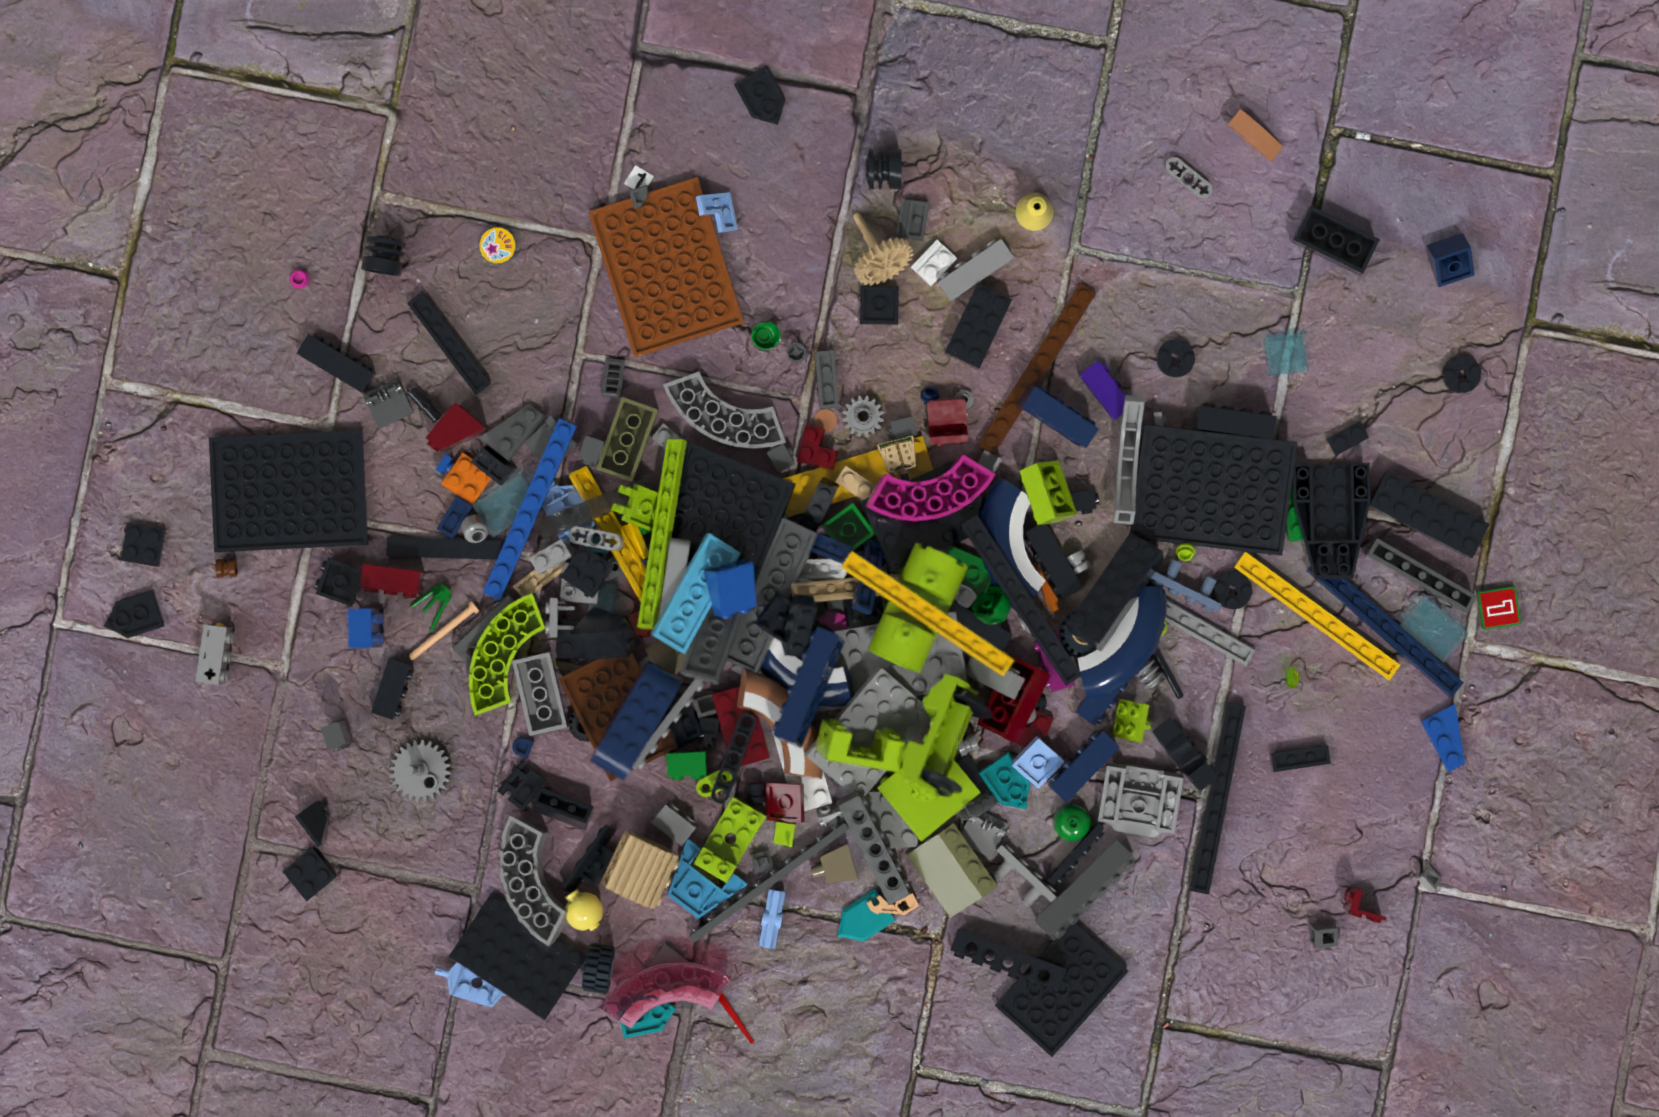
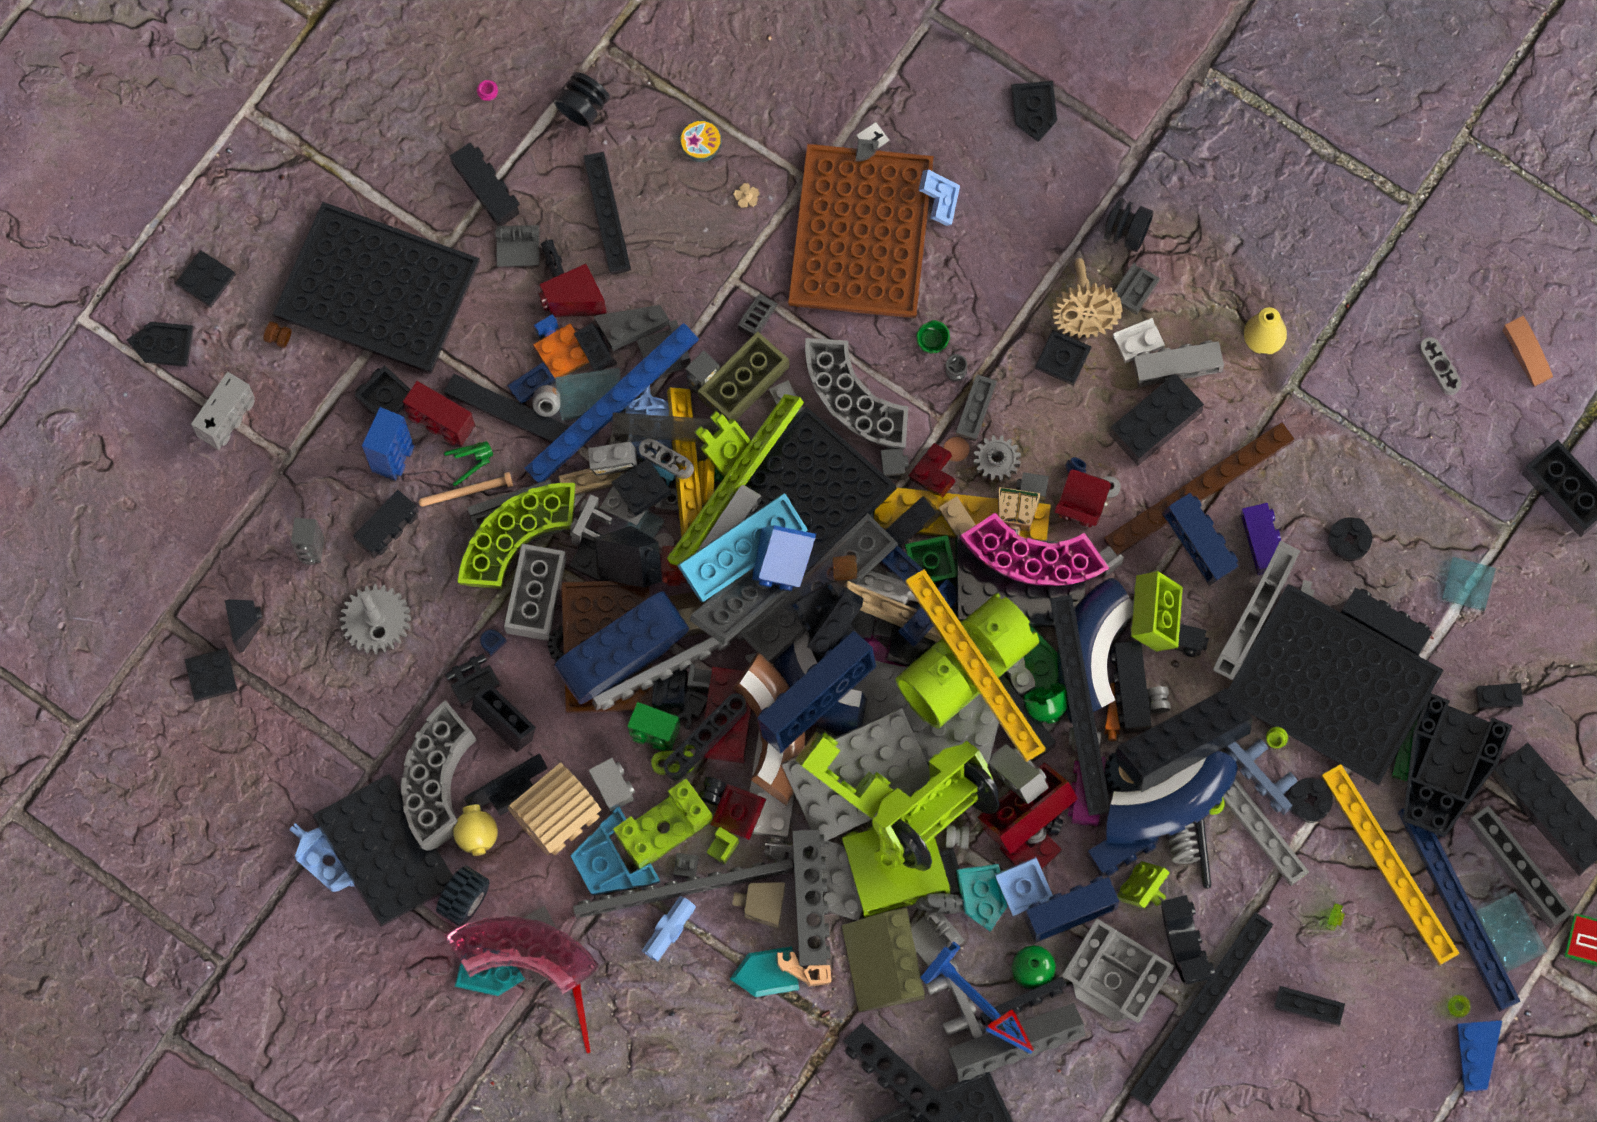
camera: 25 degrees right, 15 degrees down
(556, 277) = (746, 196): none -> tan plant
(784, 572) = (844, 567): none -> clear orange plate
(1074, 886) = (1004, 1026): none -> blue piece
(1421, 710) = (1459, 999): none -> clear neon green plate

